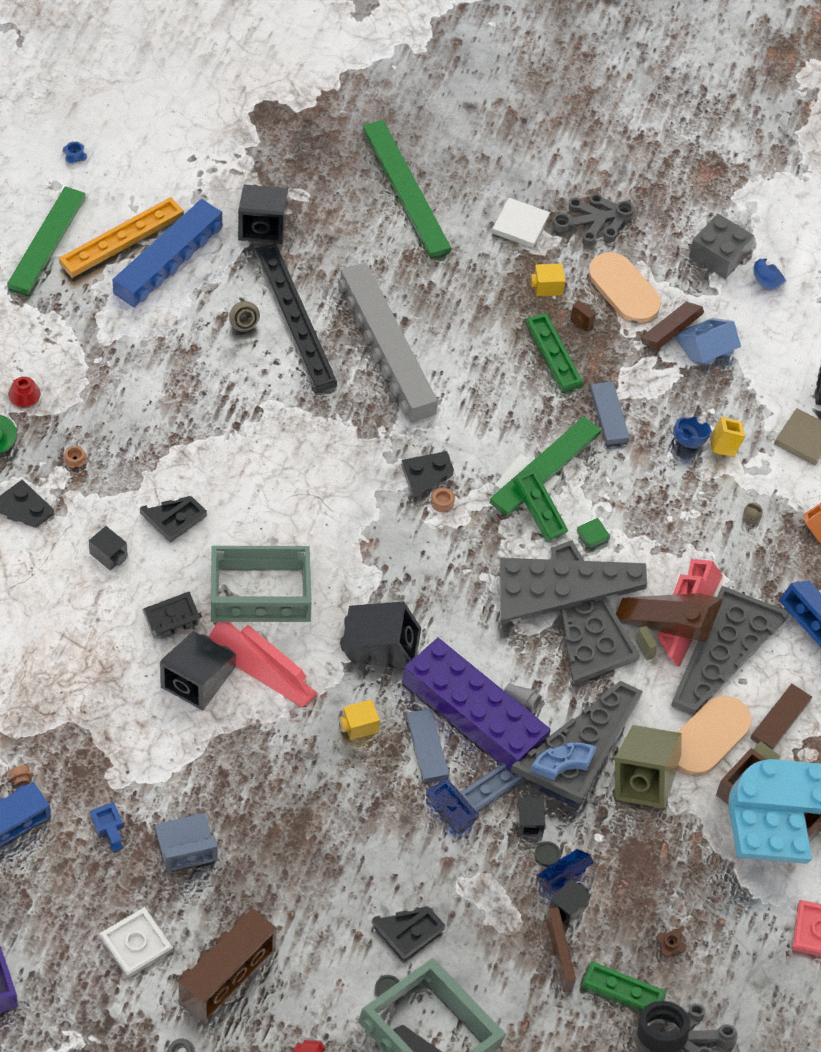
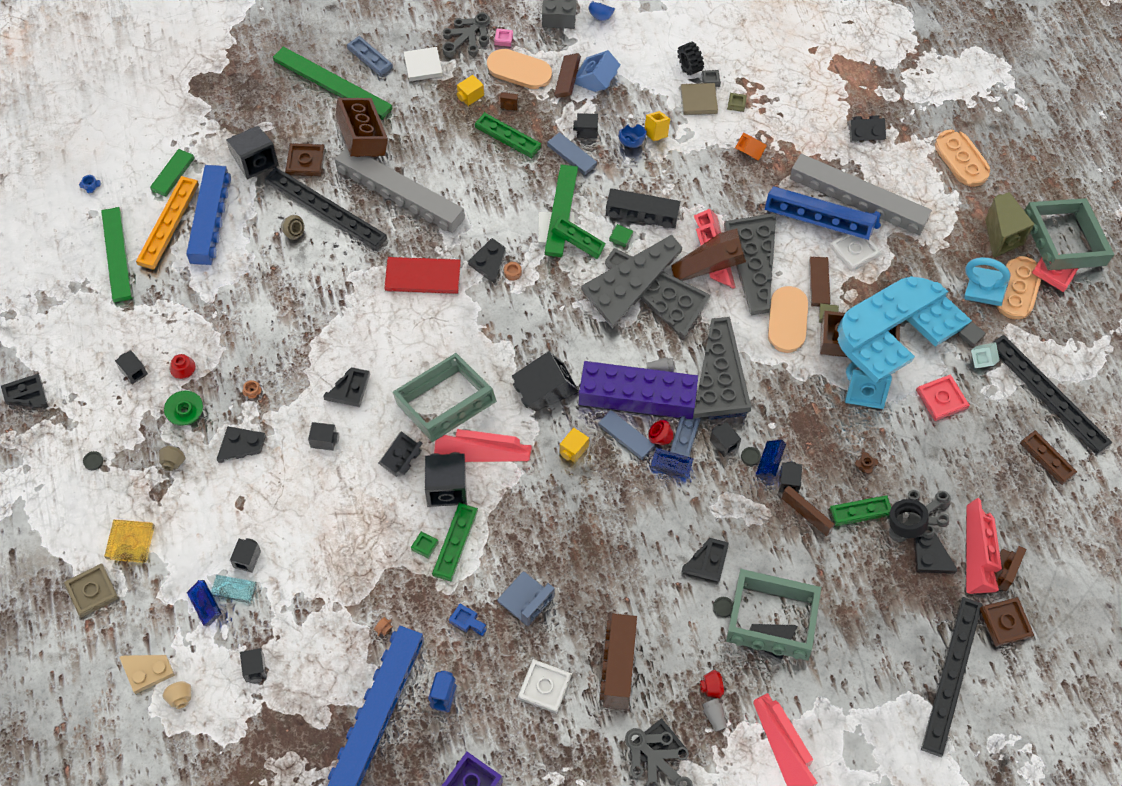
camera: 30 degrees left, 5 degrees up
(25, 874) = (442, 691): none -> blue brick
(126, 722) = (424, 544): none -> green tile
(159, 739) = (455, 542): none -> green tile
(166, 187) = (172, 172): none -> green tile
(314, 253) = (305, 159): none -> reddish brown tile
(342, 447) = (422, 275): none -> red tile
(393, 251) = (361, 127): none -> reddish brown brick
(464, 766) = (660, 433): none -> red cone
(469, 182) = (369, 56): none -> sand blue tile
(563, 758) = (721, 388): medium blue tile -> none
(634, 243) = (503, 37): none -> bright pink tile
(640, 517) = (642, 208): none -> black brick
(646, 642) = (708, 284): olive tile -> none
(647, 766) = (771, 361): olive slope -> none
(649, 391) = (586, 125): none -> black brick
(735, 872) = (864, 391): none -> medium azure tile
(753, 512) = (705, 165): dark tan hinge -> none

